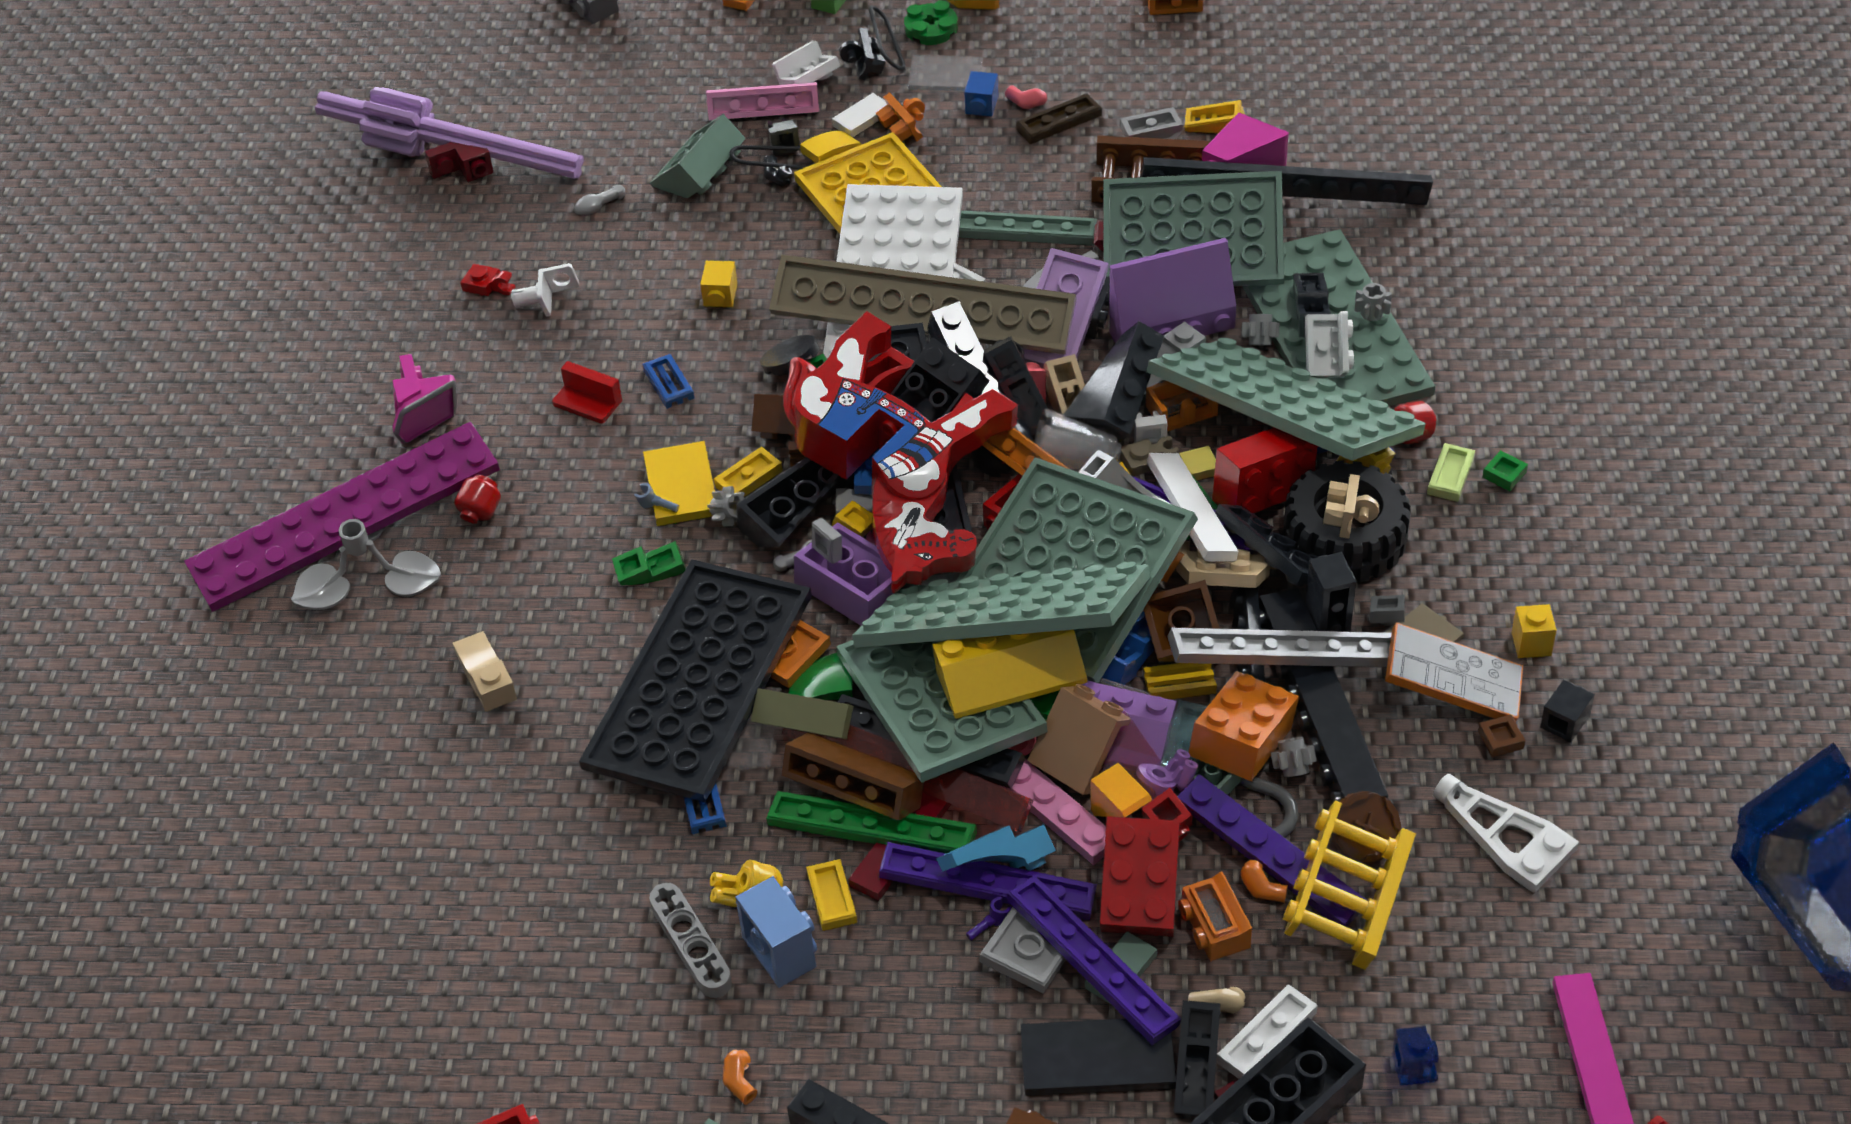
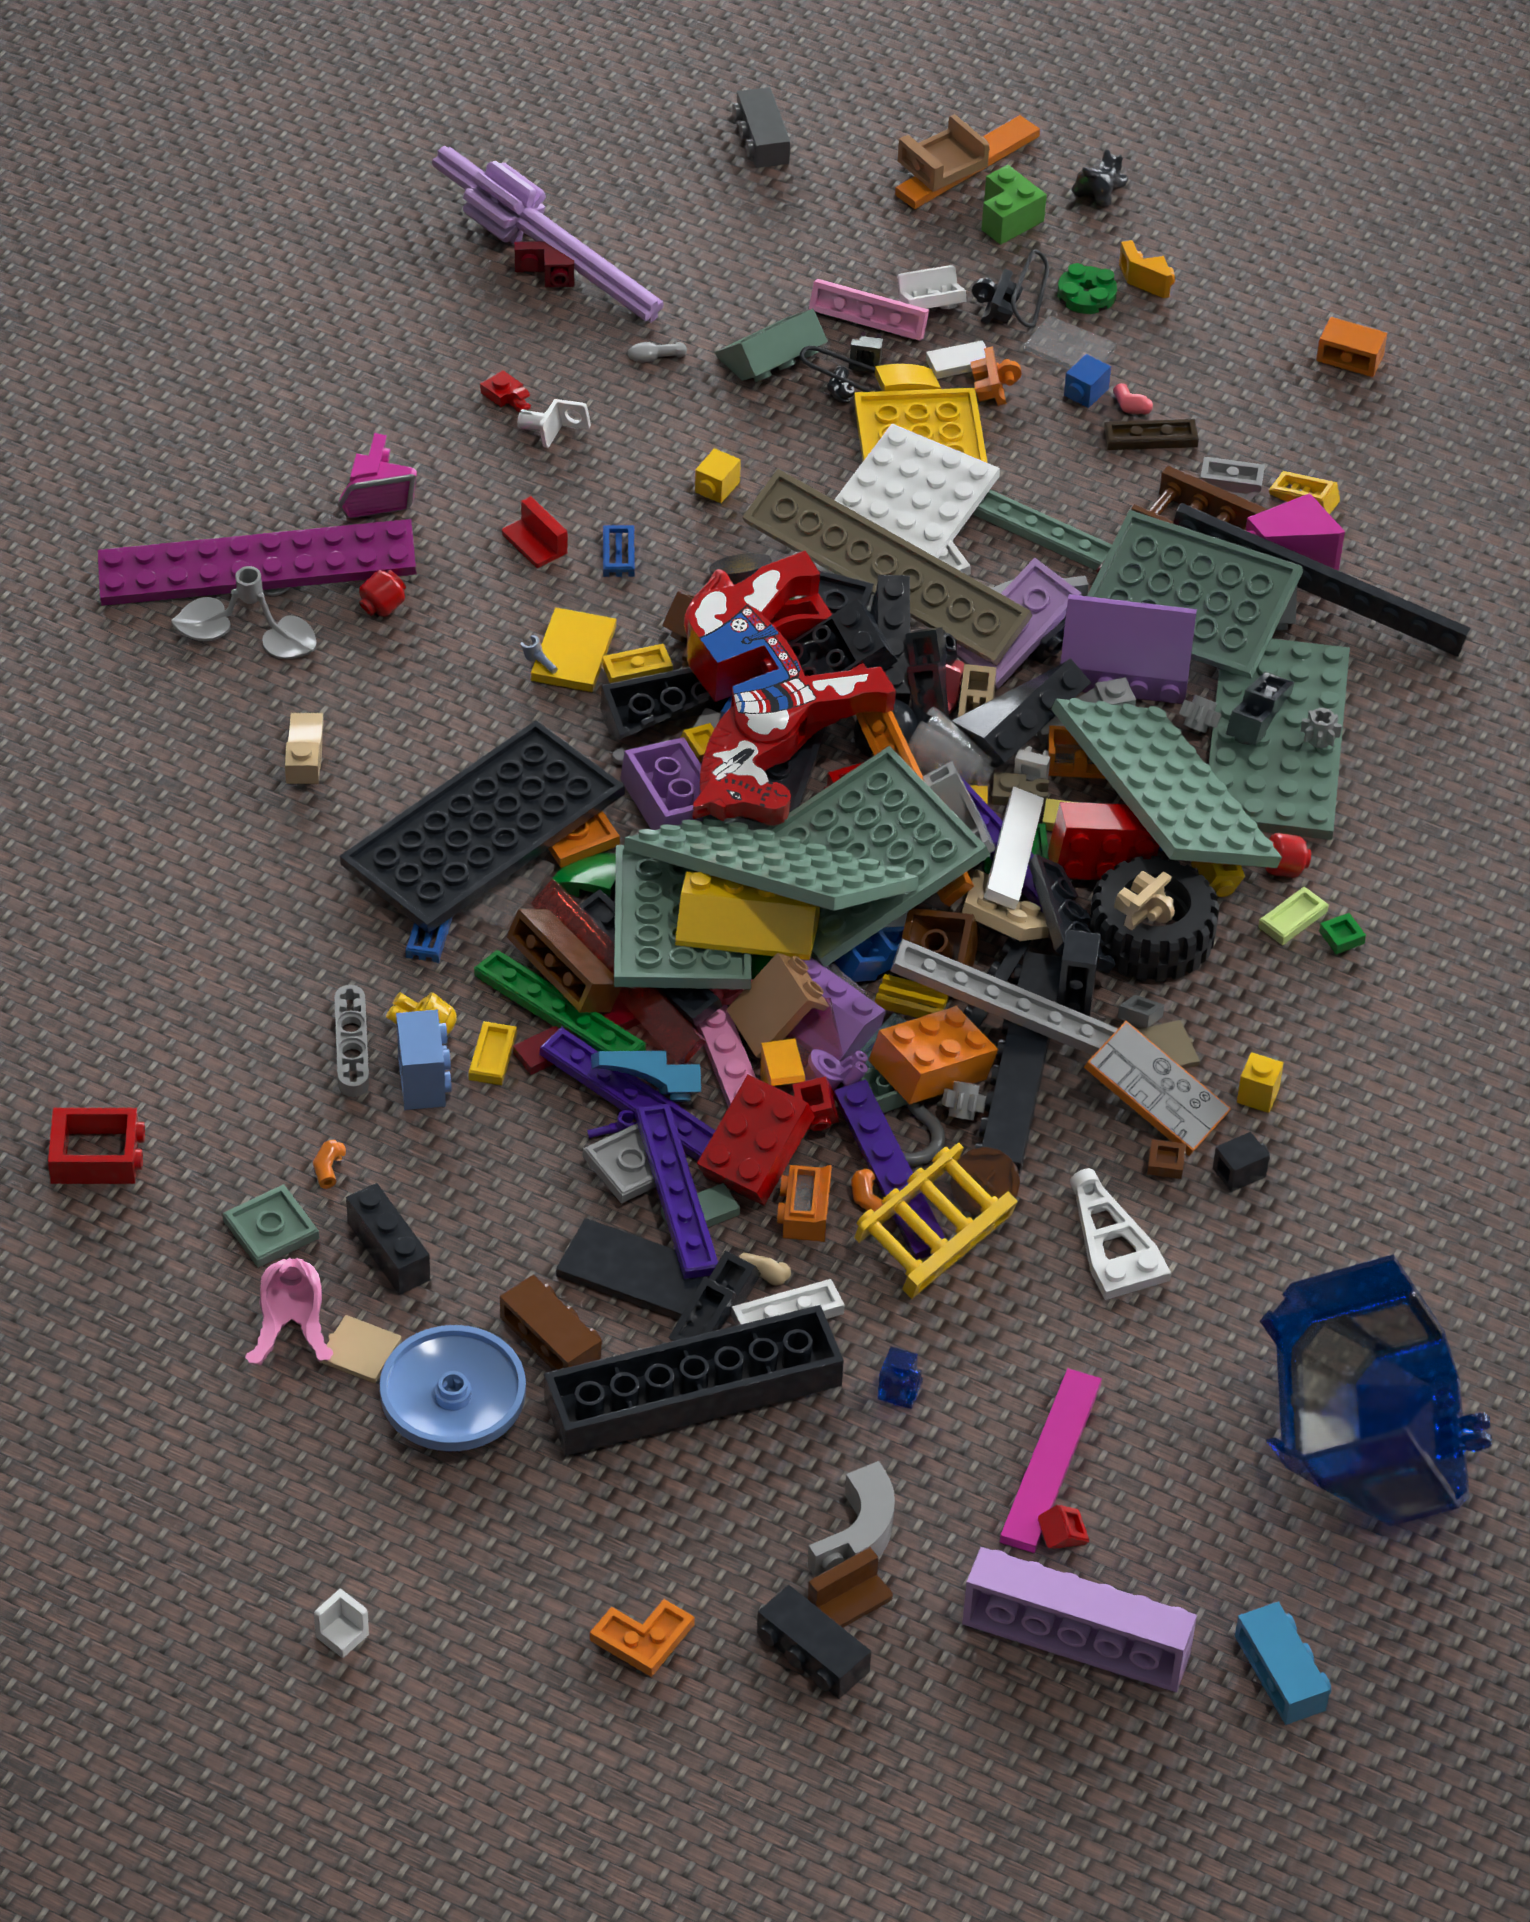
camera: 20 degrees right, 0 degrees up
(641, 567) = (494, 712): green slope -> none
(724, 505) = (591, 680): light grey gear -> none
(802, 713) = (552, 891): olive tile -> none
(826, 541) = (657, 748): light grey tile -> none
(1328, 345) = (1242, 751): white bracket -> none

